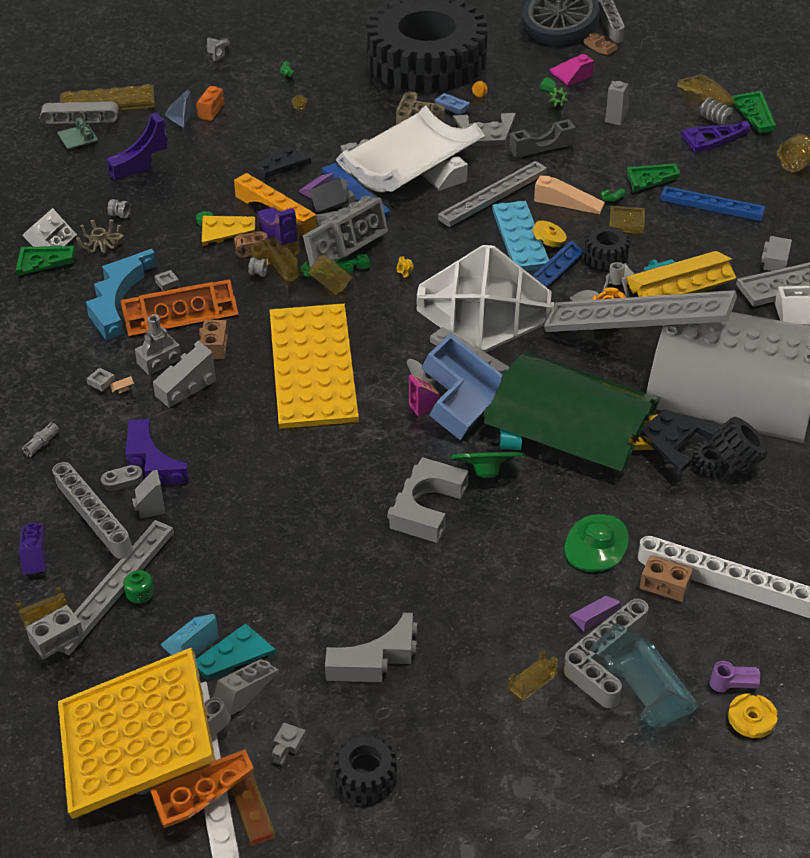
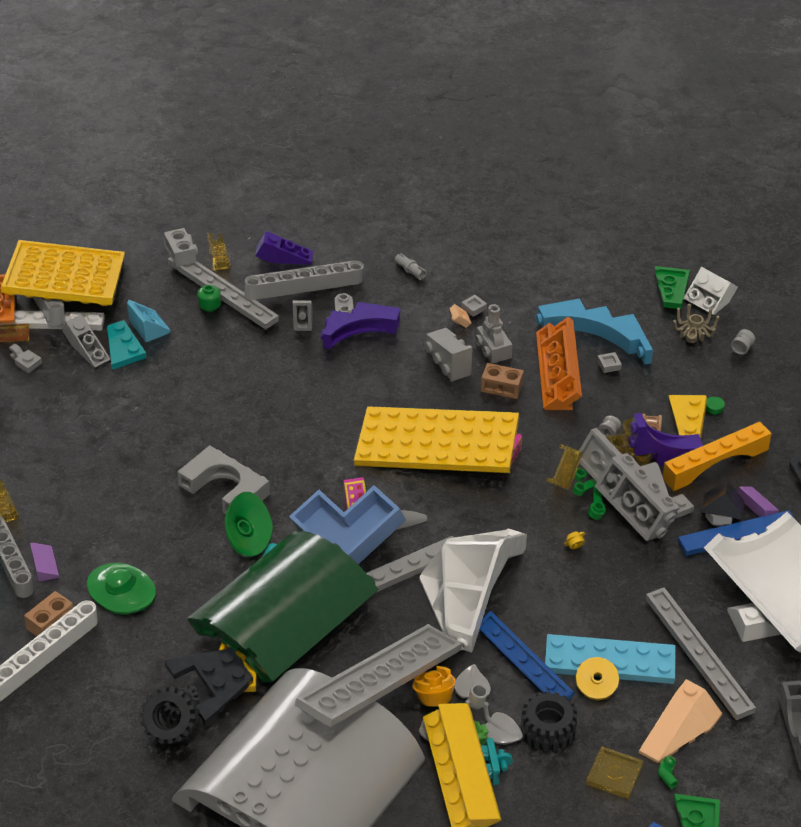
camera: 105 degrees right, 0 degrees up
(371, 659) = (68, 412): light grey arch -> none

